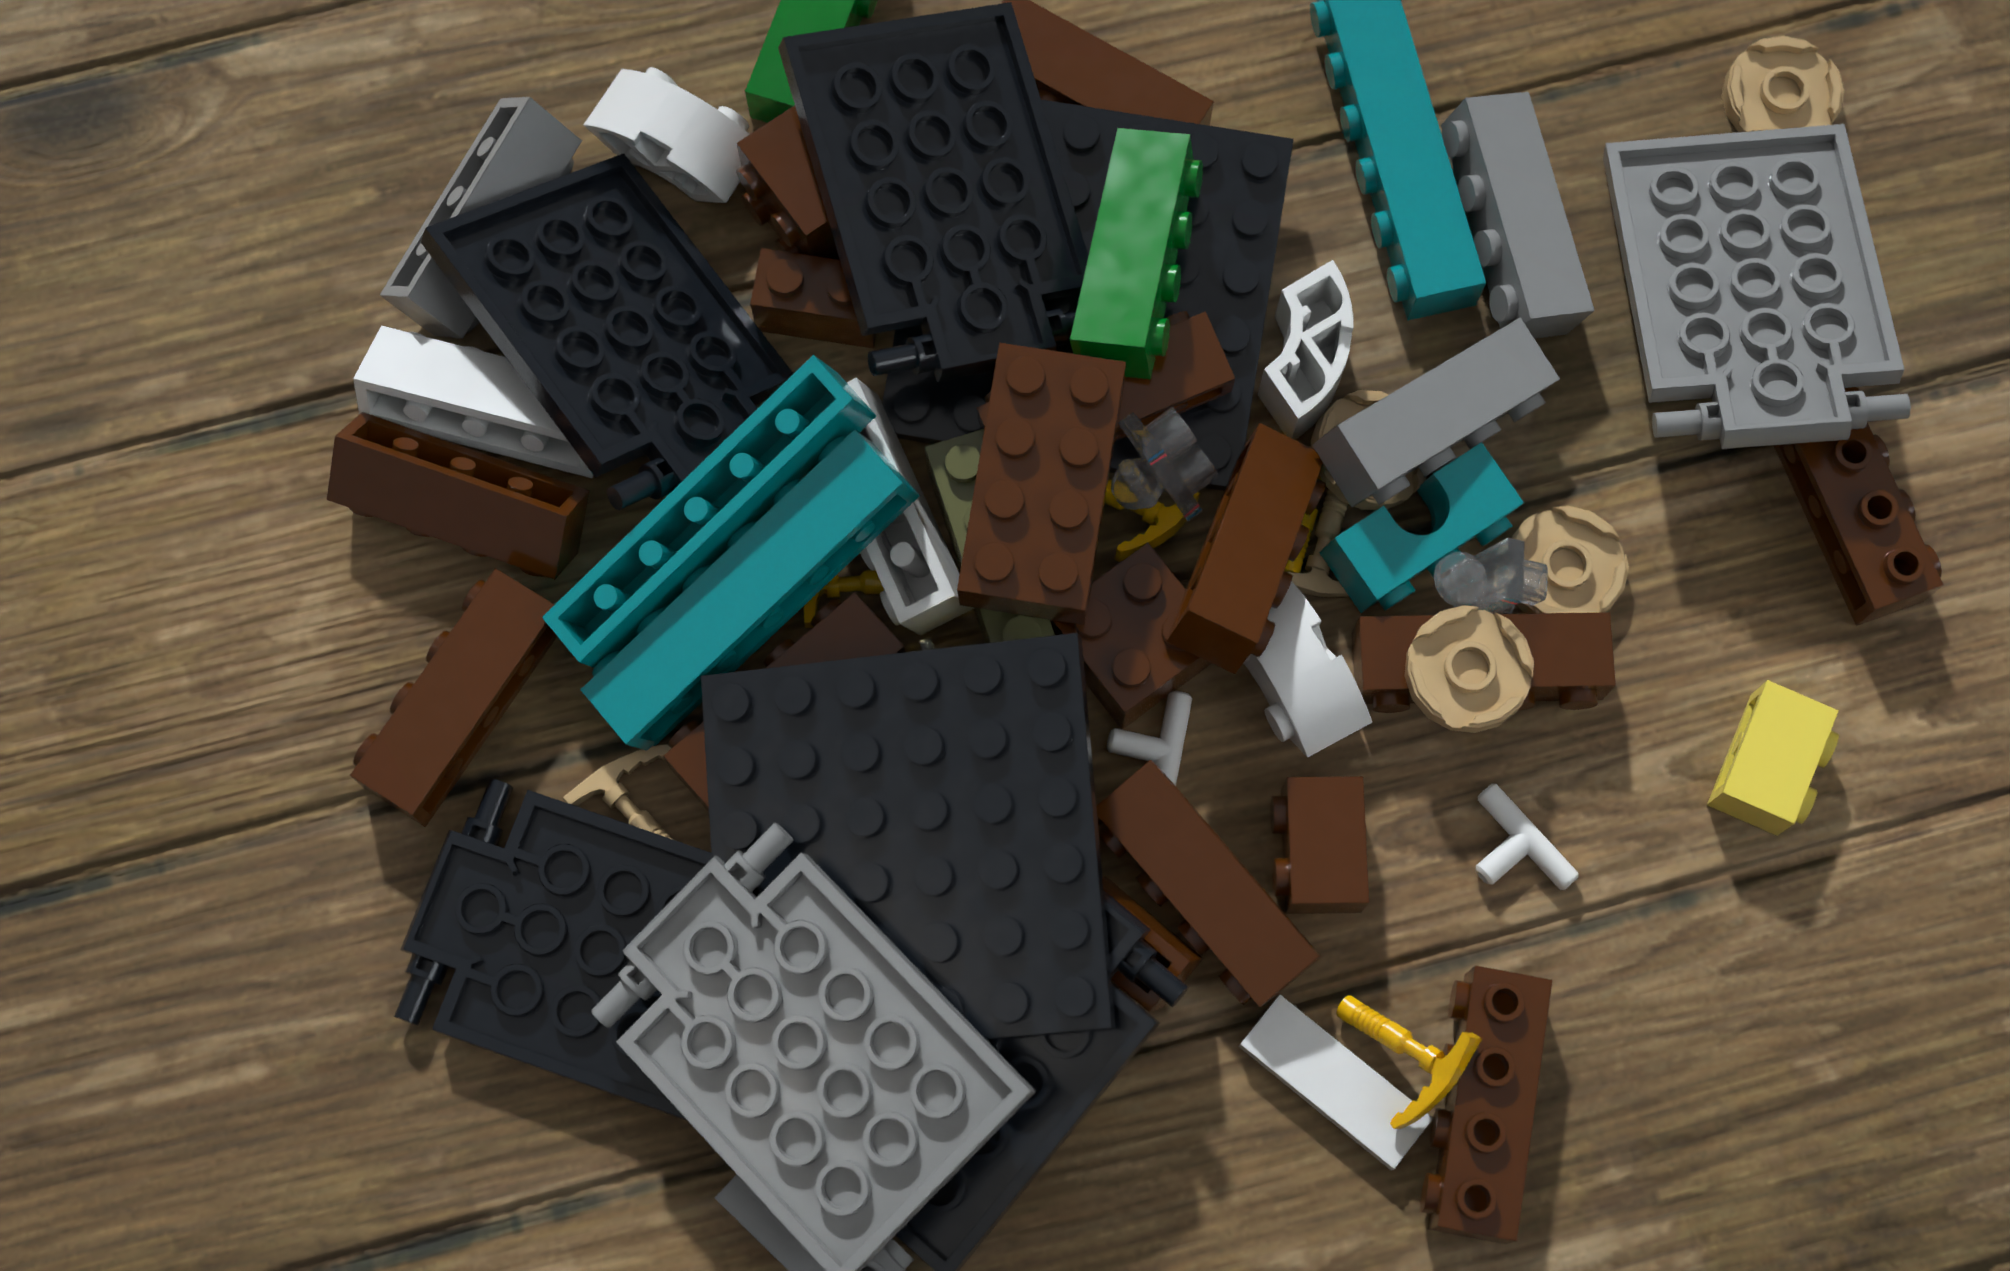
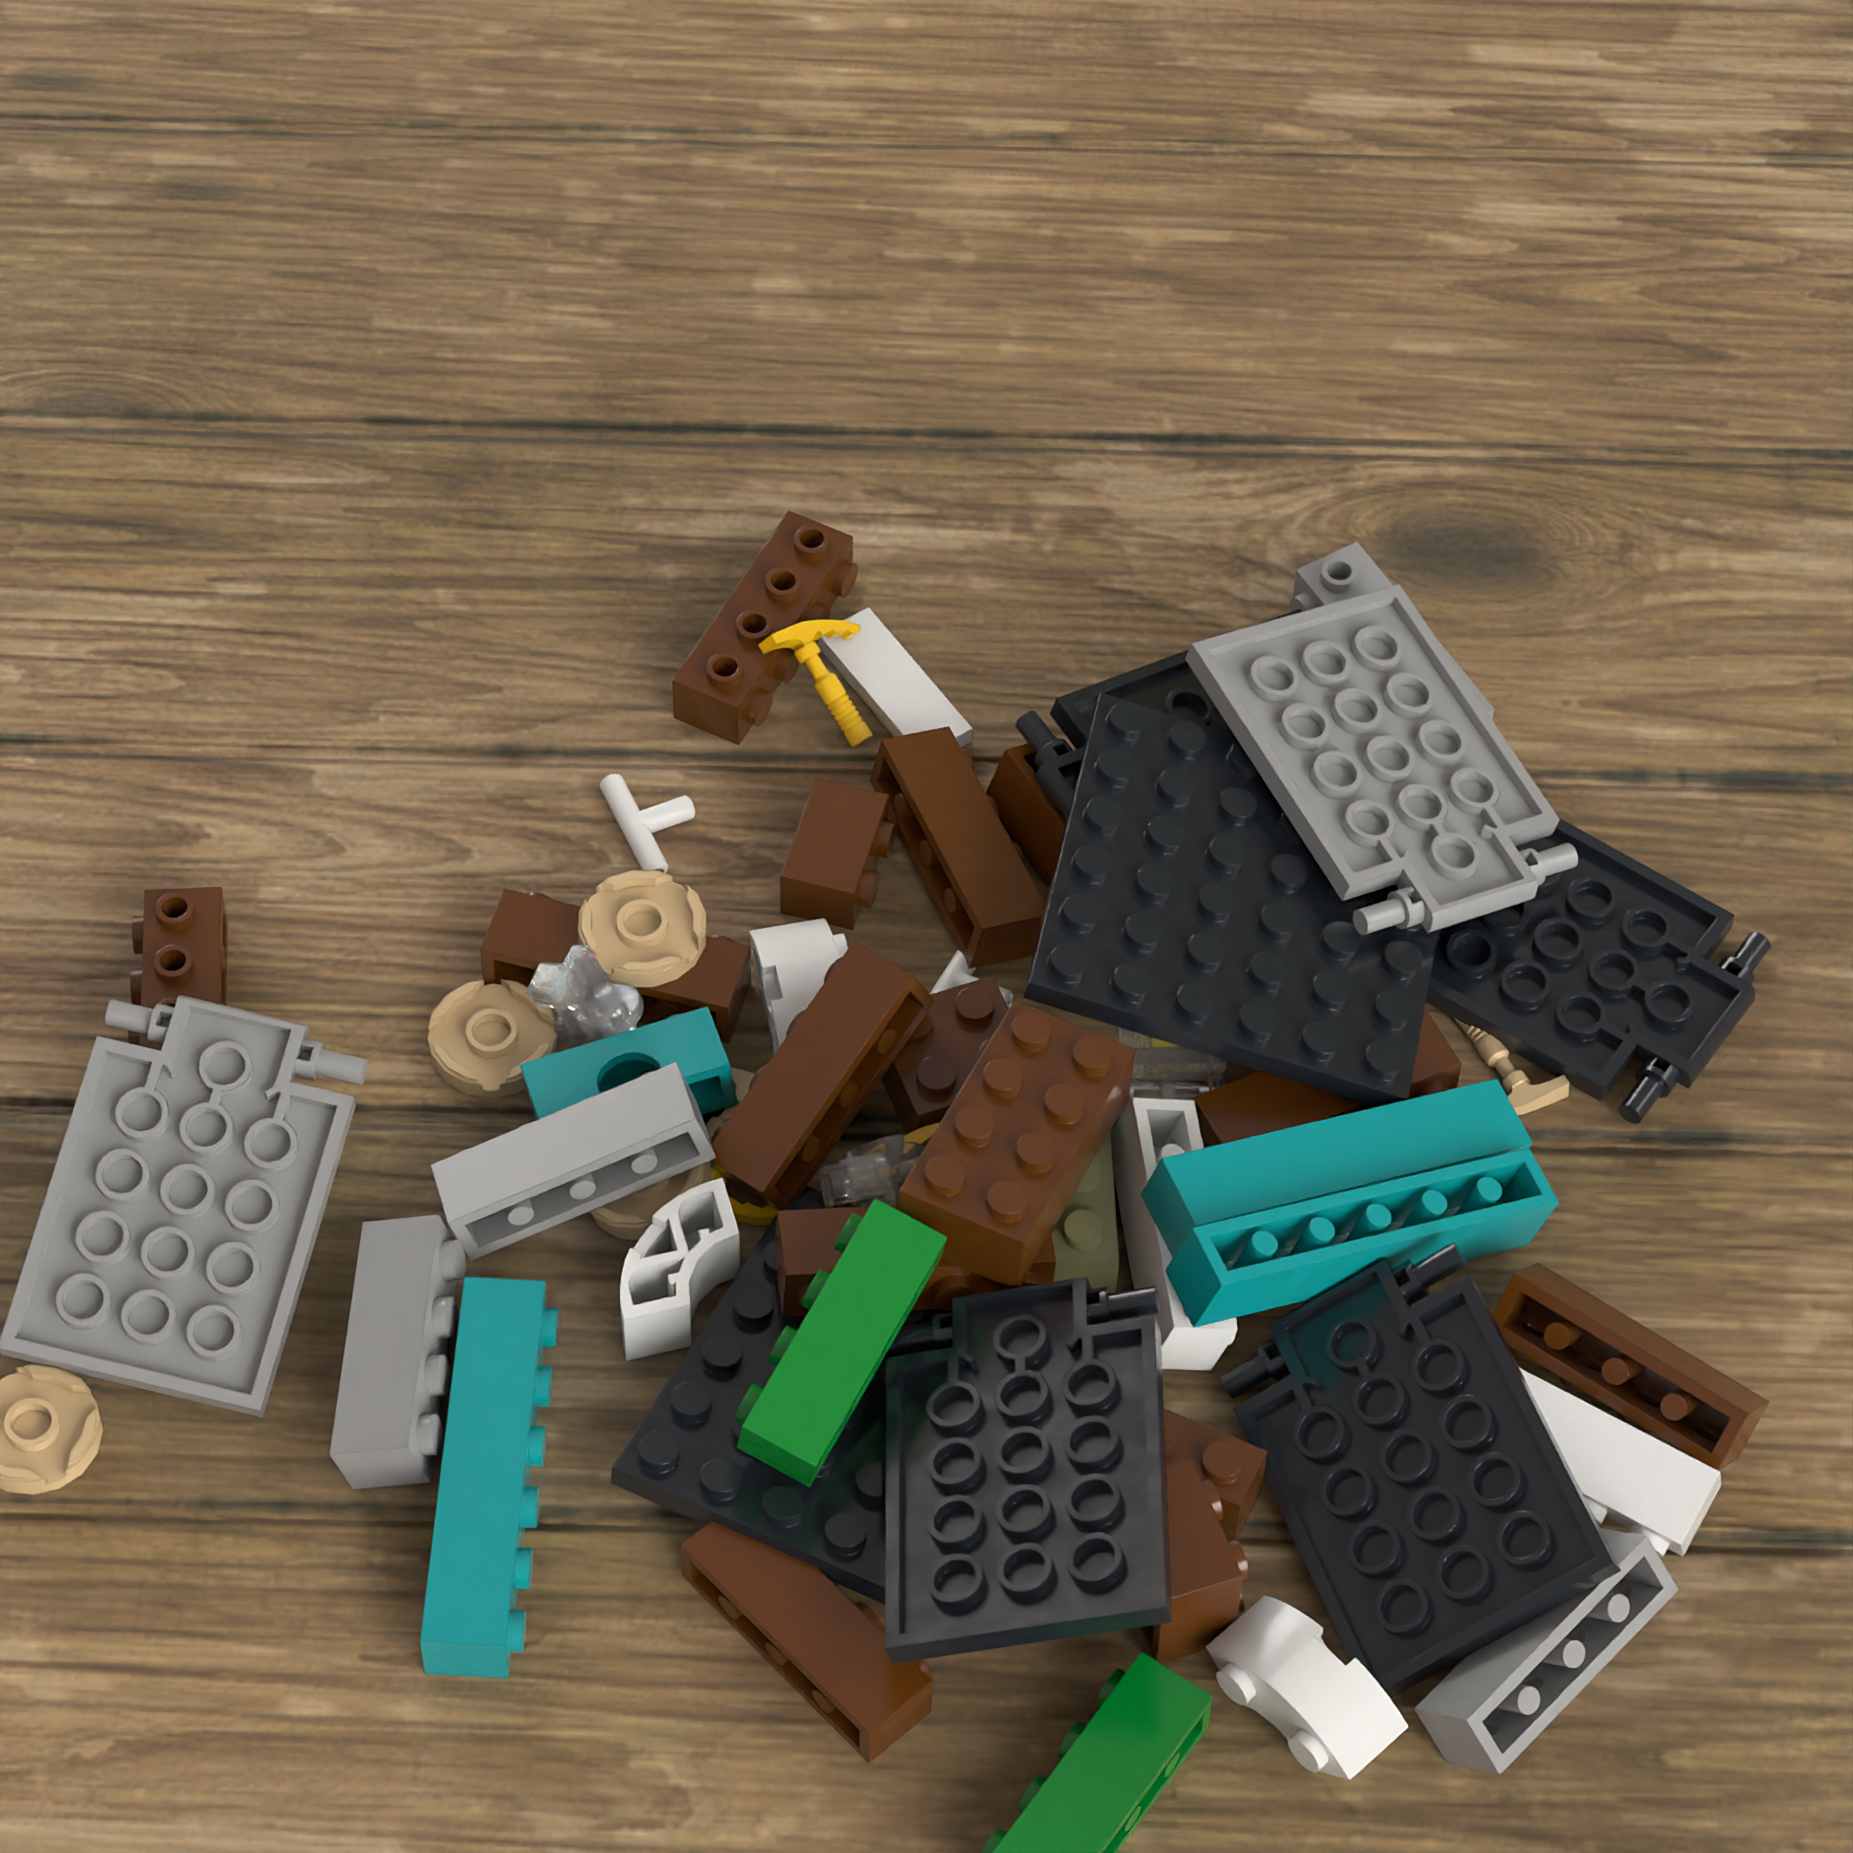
camera: 165 degrees left, 20 degrees down
(457, 697) = (1659, 1190): reddish brown brick -> none
(1775, 759) = (375, 815): light yellow brick -> none

